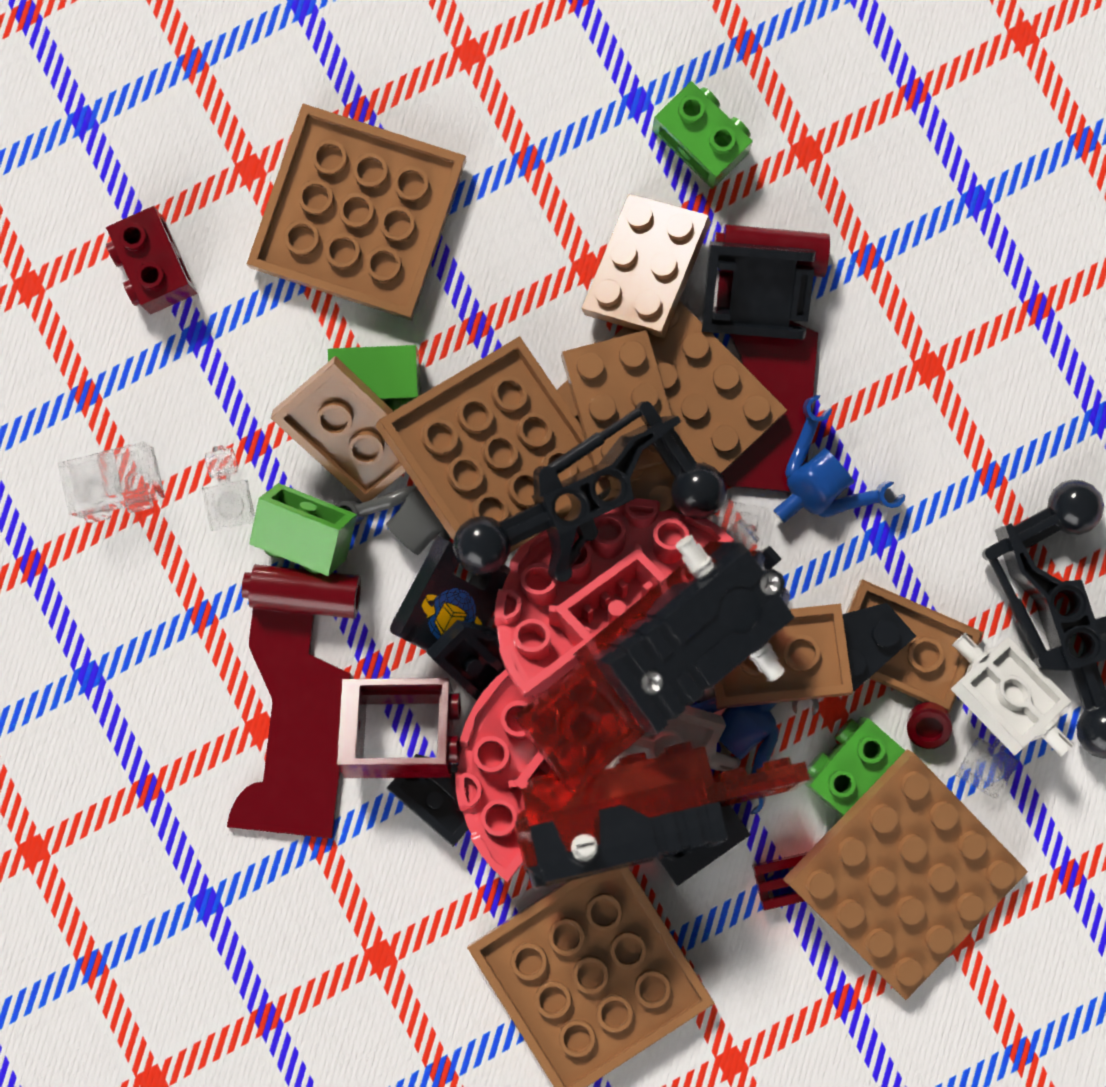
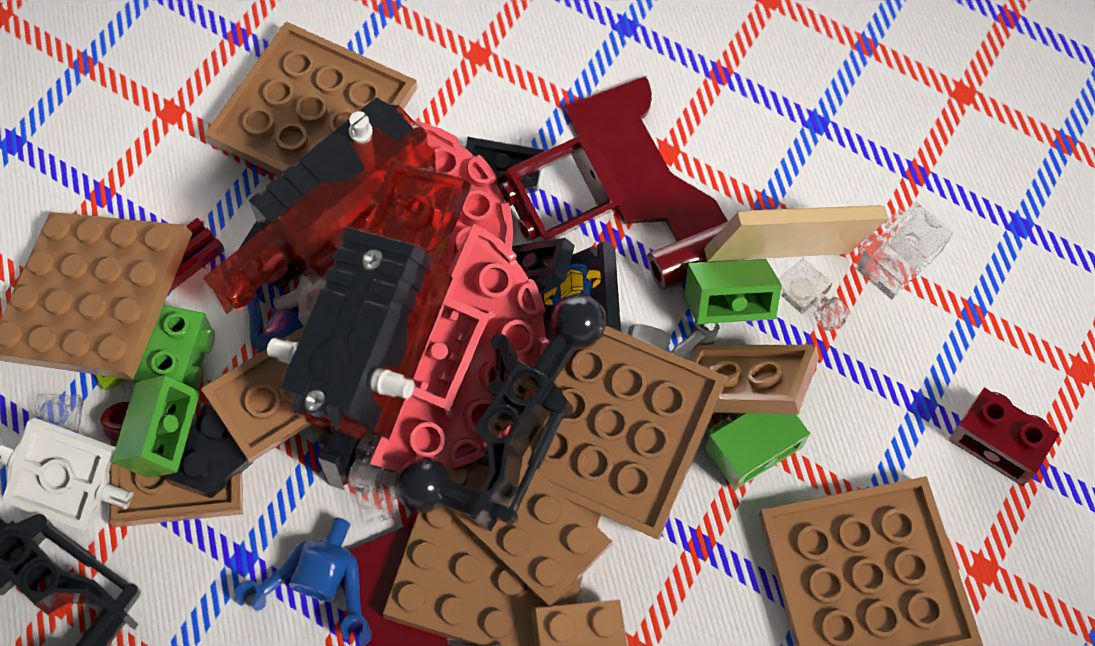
camera: 145 degrees right, 20 degrees down
(210, 541) = (795, 232): none -> tan tile
(907, 686) = (156, 427): none -> bright green brick

